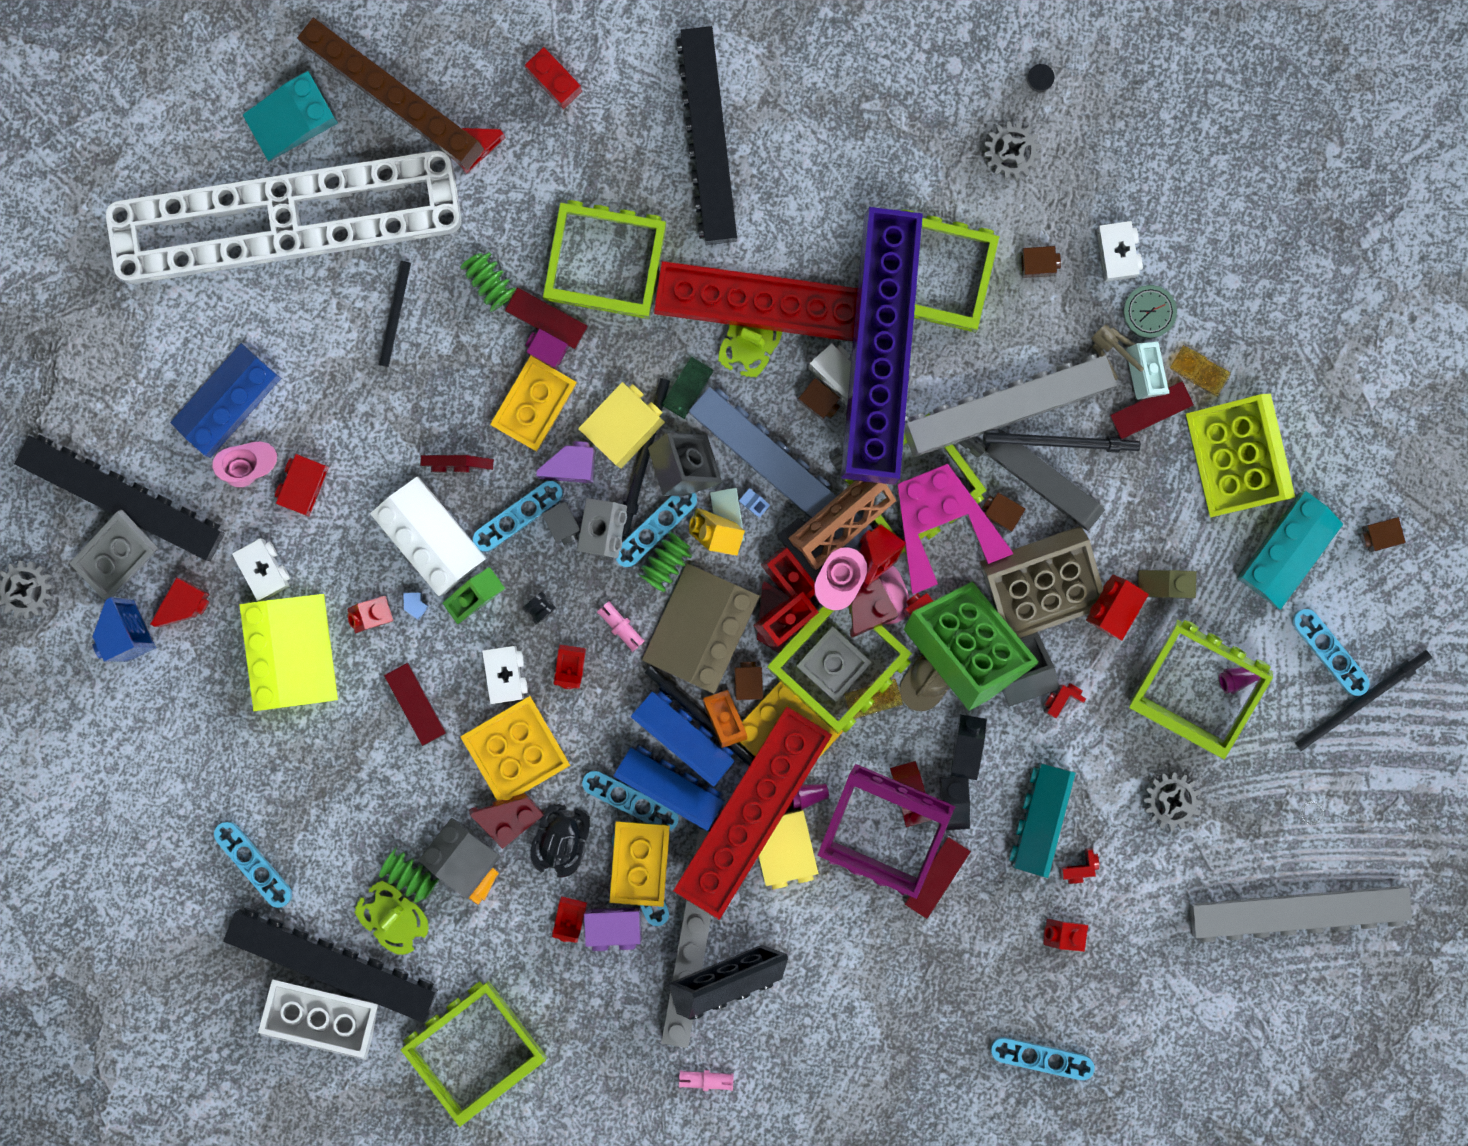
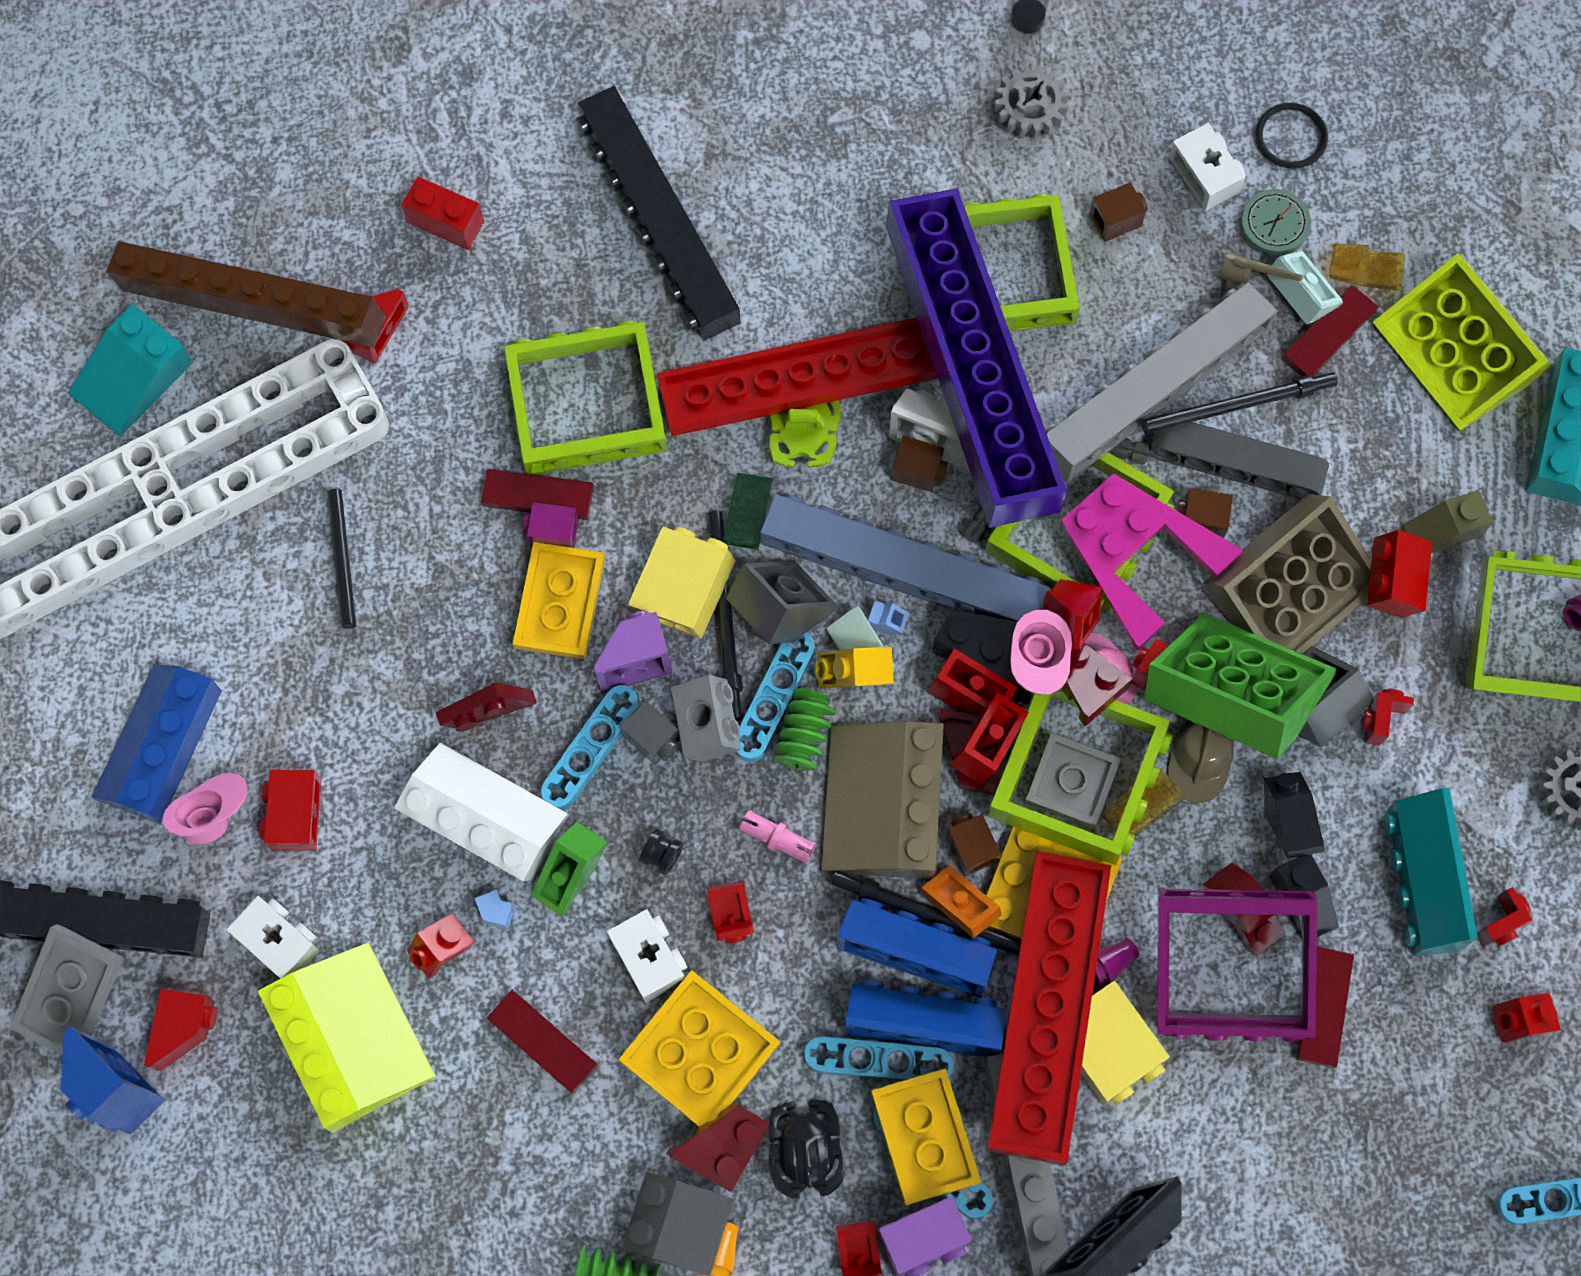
camera: 20 degrees left, 15 degrees down
(488, 280) = (446, 472): bright green piece -> none
(838, 514) = (1006, 572): nougat fence -> none
(1217, 247) = (1291, 164): none -> black tyre

